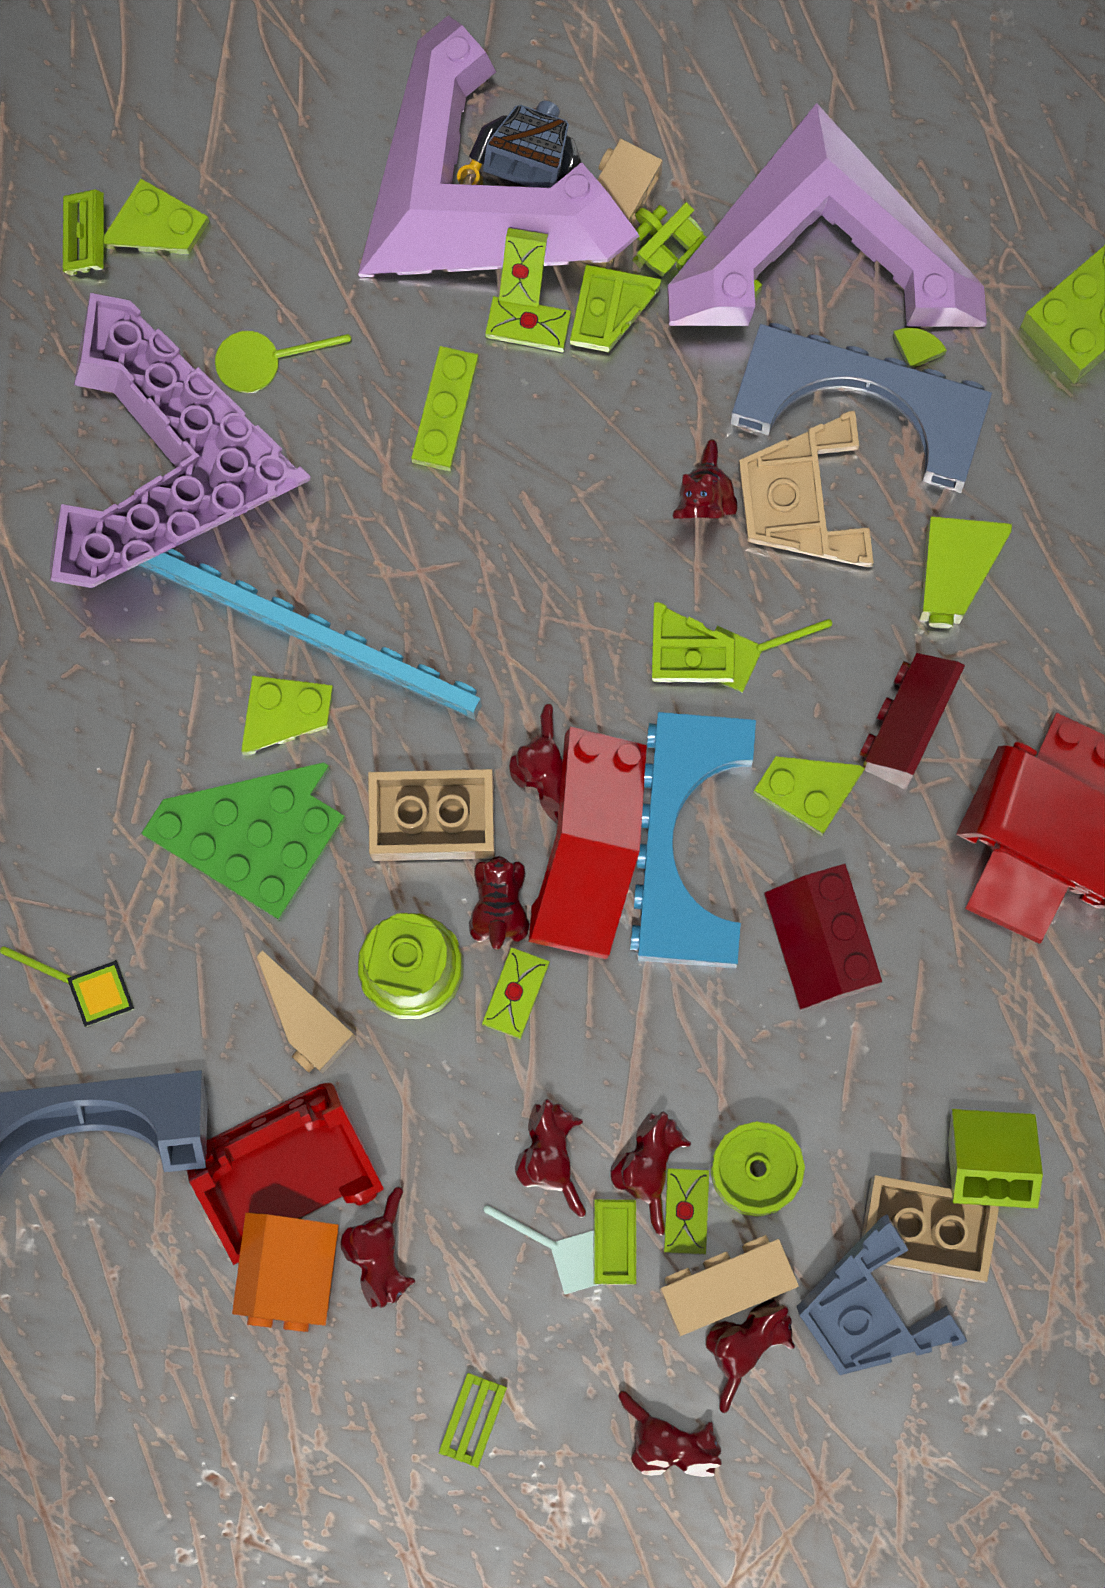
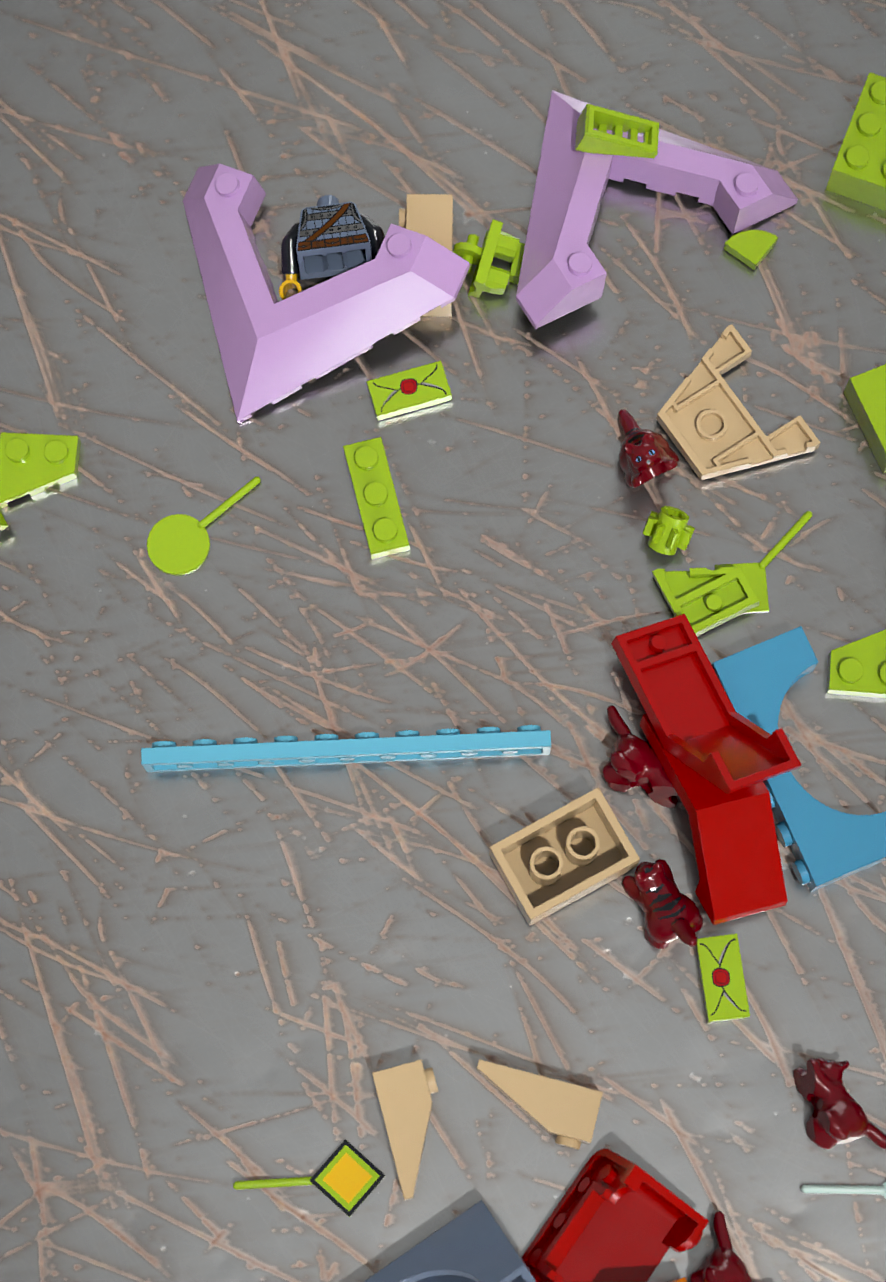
camera: 30 degrees left, 5 degrees down
(178, 964) = (406, 1110): none -> tan slope
(217, 452) = (198, 635): lavender wedge -> none
(252, 834) = (407, 960): bright green wing -> none
(284, 710) = (377, 833): lime wing -> none
(410, 966) = (614, 1003): lime piece -> none
(523, 267) = (383, 340): lime tile -> none
(609, 306) = (471, 340): lime wing -> none
(615, 743) = (694, 711): none -> red windscreen
(688, 572) = (668, 530): none -> lime gear
(833, 189) = (601, 142): none -> lime slope
(941, 410) = (804, 289): sand blue arch -> none

